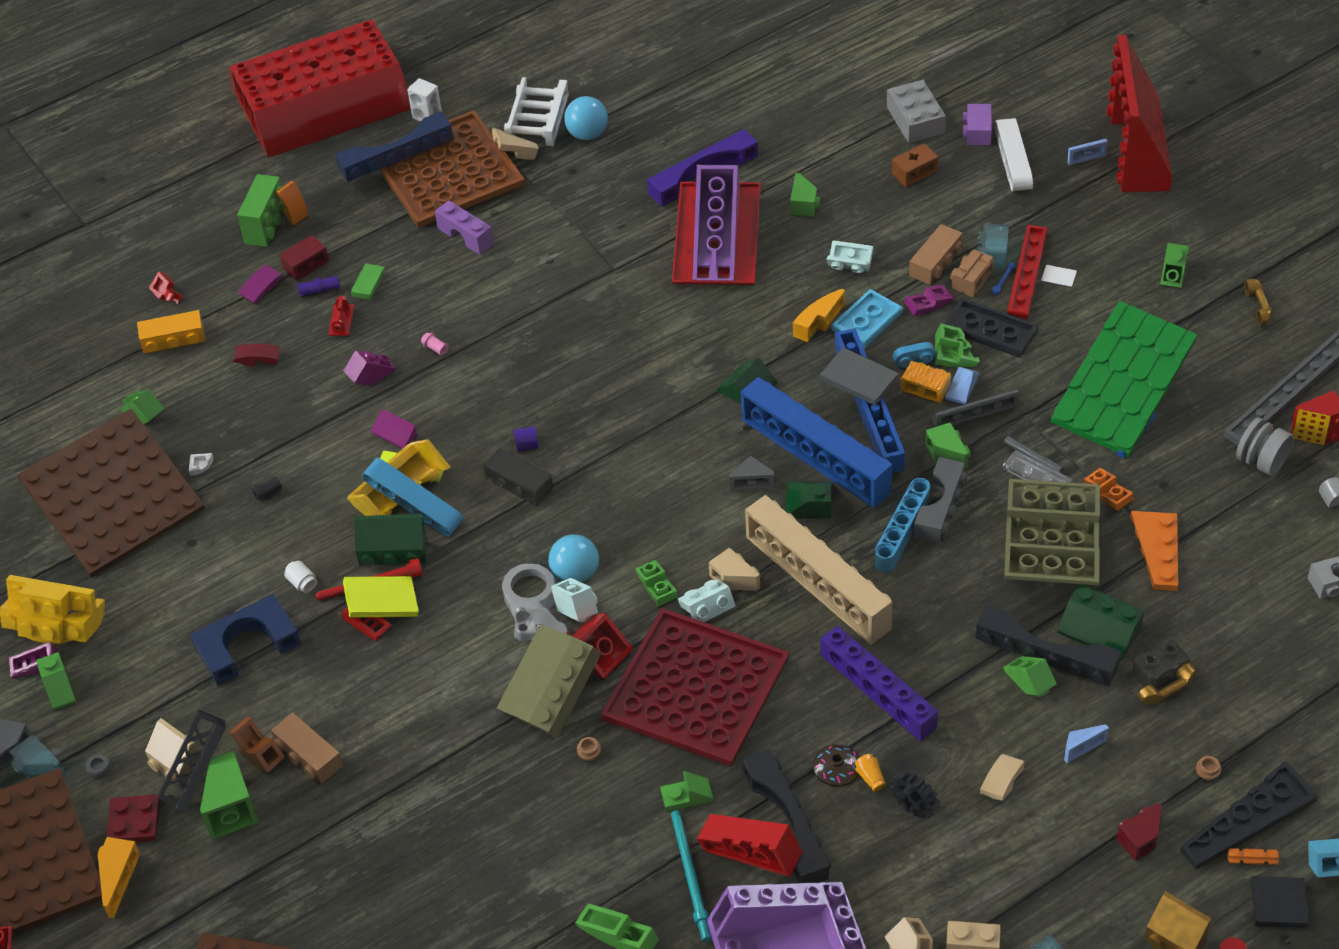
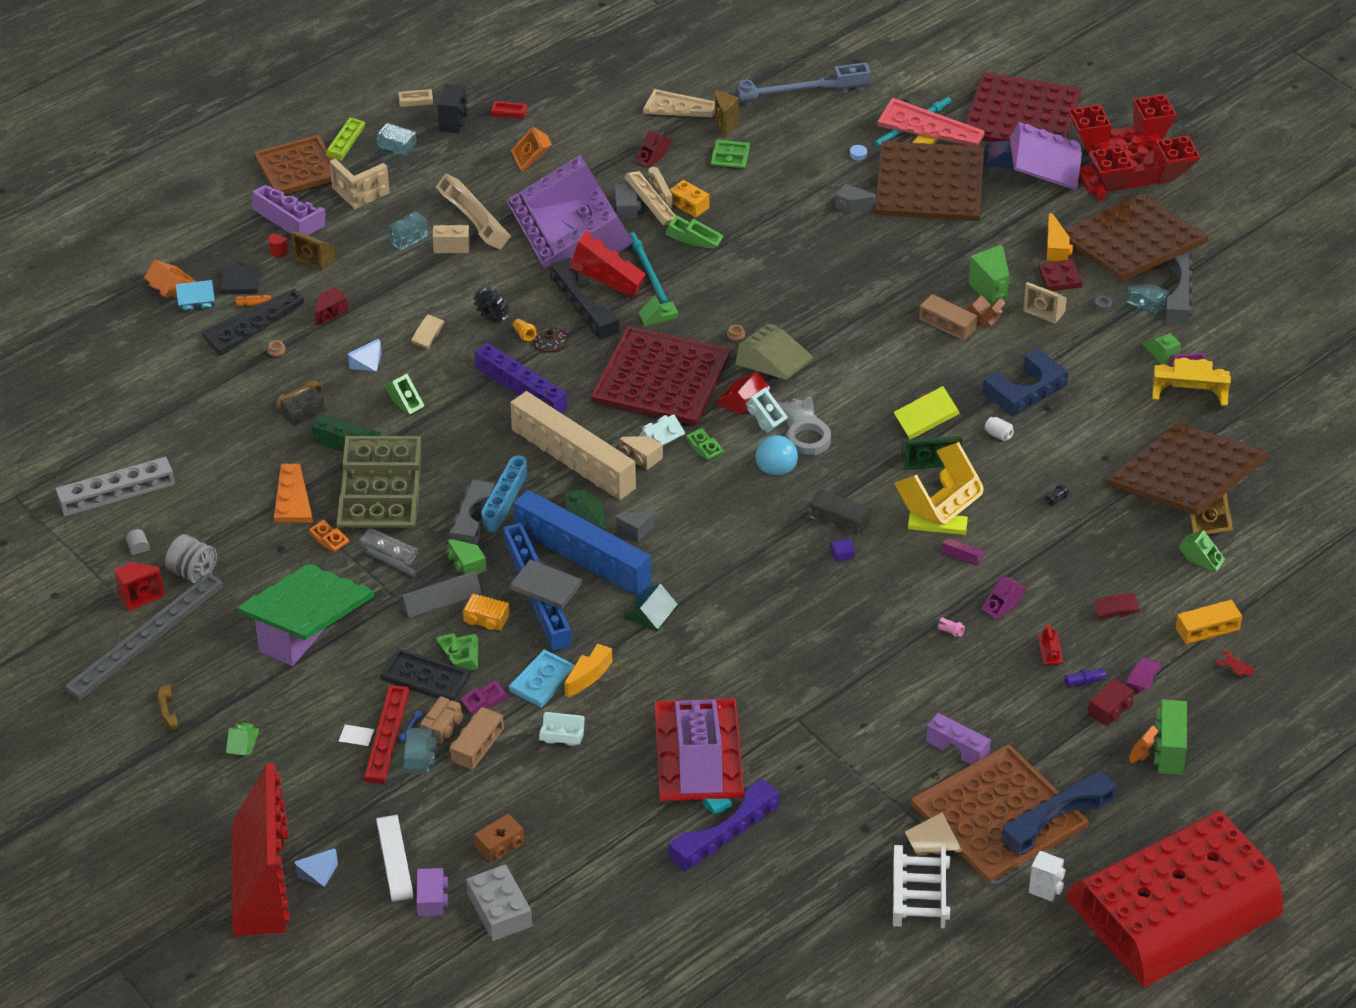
camera: 170 degrees right, 5 degrees down
(198, 768) = (1018, 278): black fence -> none
(199, 463) = (1128, 516): white tile -> none
(368, 281) = (1038, 689): bright green tile -> none
(411, 569) = (939, 431): red piece -> none
(412, 497) = (932, 477): dark azure beam -> none
(586, 118) = (859, 860): medium azure piece -> none
(803, 197) = (613, 794): bright green slope -> none
(919, 353) = (497, 637): dark azure plate -> none
(962, 385) = (450, 620): light blue slope -> none
(1091, 662) = (357, 405): black arch -> none

